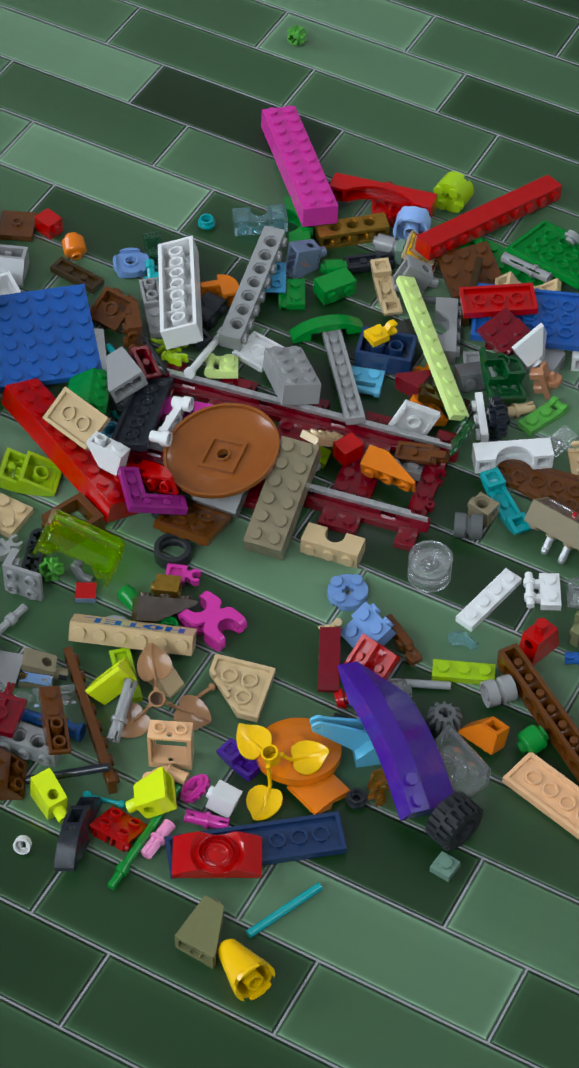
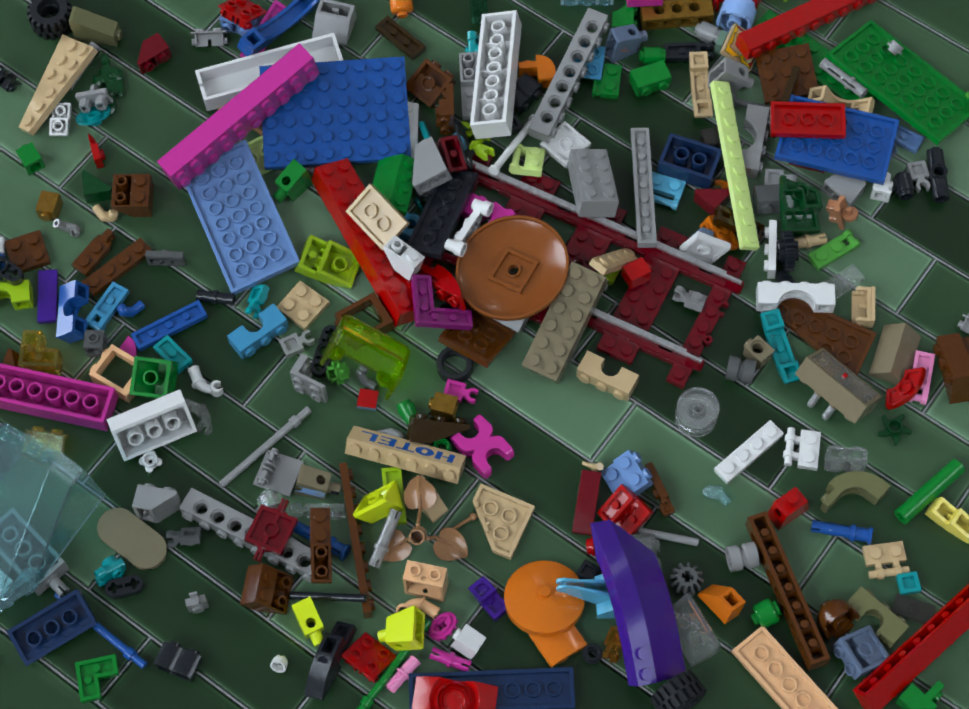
camera: 10 degrees right, 15 degrees up
(121, 804) = (344, 618): teal hinge -> none
(126, 270) = (453, 37): medium blue plate -> none
(257, 740) = (550, 614): yellow plant -> none
(303, 331) = (635, 122): green slope -> none
(347, 582) = (619, 418): medium blue plate -> none
(378, 335) = (684, 146): yellow plate -> none
(383, 466) = (665, 294): orange slope -> none
(420, 453) = (705, 284): reddish brown hinge -> none
(462, 671) = (712, 529): lime plate -> none
(464, 433) = (748, 272): dark green piece -> none
(503, 332) = (808, 159): dark red plate -> none
(532, 347) = (832, 181): white slope -> none

